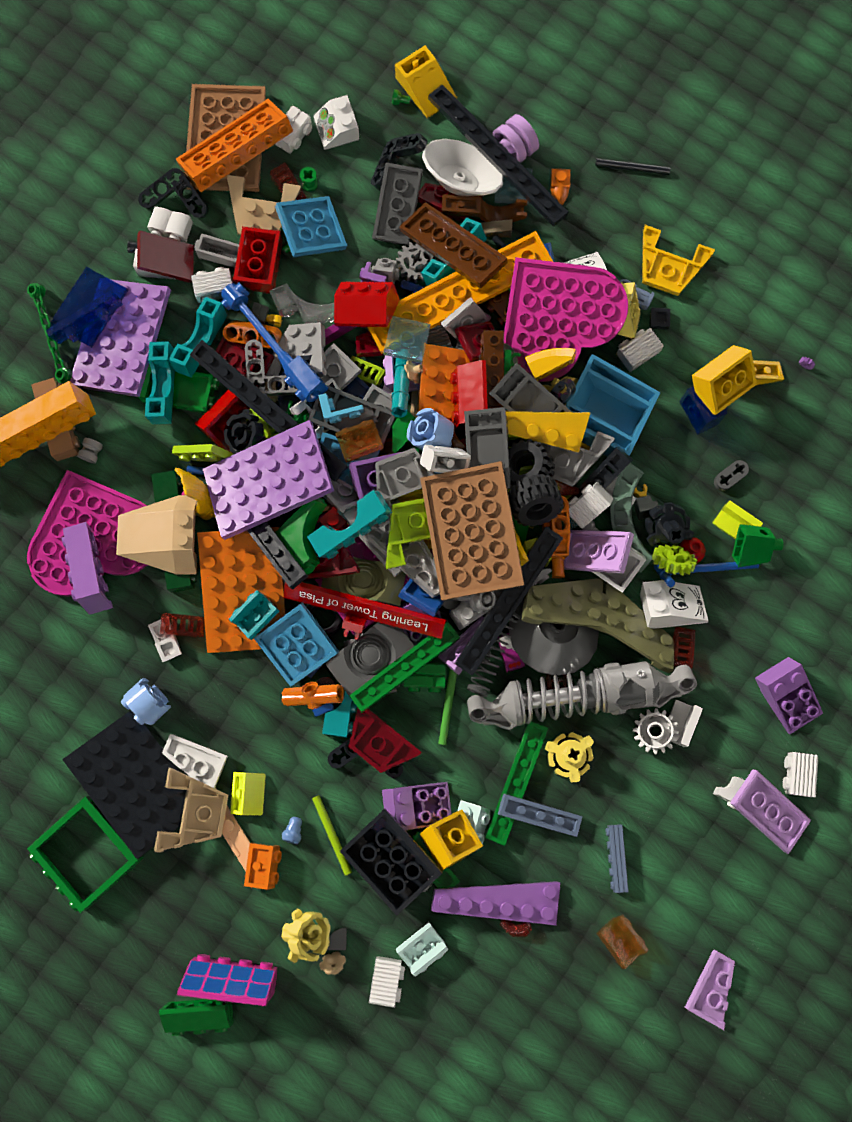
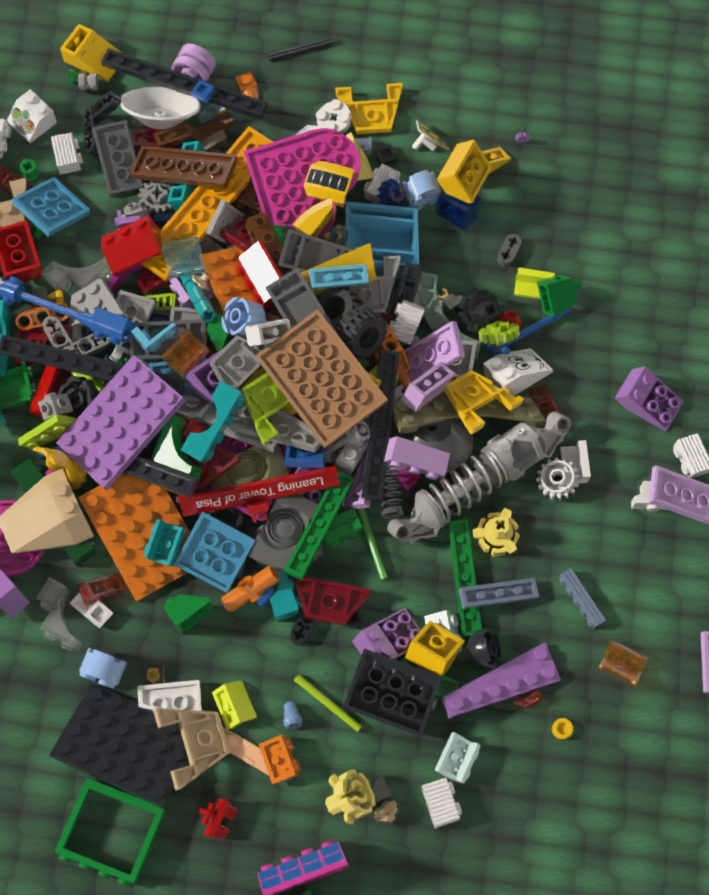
camera: 30 degrees left, 10 degrees down
(124, 641) = (53, 597): none -> clear arch
(178, 888) = (221, 810): none -> red hips
(189, 729) = (153, 674): none -> black tile
(217, 433) = (55, 404): none -> light grey brick
(242, 687) = (187, 610): none -> green slope
(351, 176) = (66, 153): none -> white brick
(407, 110) = (88, 81): none -> light grey wheel
(498, 860) = (484, 649): none -> black cylinder
(511, 172) = (203, 91): none -> blue tile
(525, 651) = (416, 458): none -> lavender brick
(533, 971) = (562, 729): none -> yellow tile
(541, 434) = (338, 276): none -> medium azure plate
(573, 585) = (427, 386): none -> lavender brick
(583, 328) = (329, 181): none -> yellow slope
(616, 609) = (474, 391): none -> yellow wing
(636, 262) = (332, 109): none -> white plate
(642, 365) = (391, 193): none -> clear blue gear
(675, 373) = (422, 189): none -> light blue brick
(711, 320) = (427, 134): none -> shield

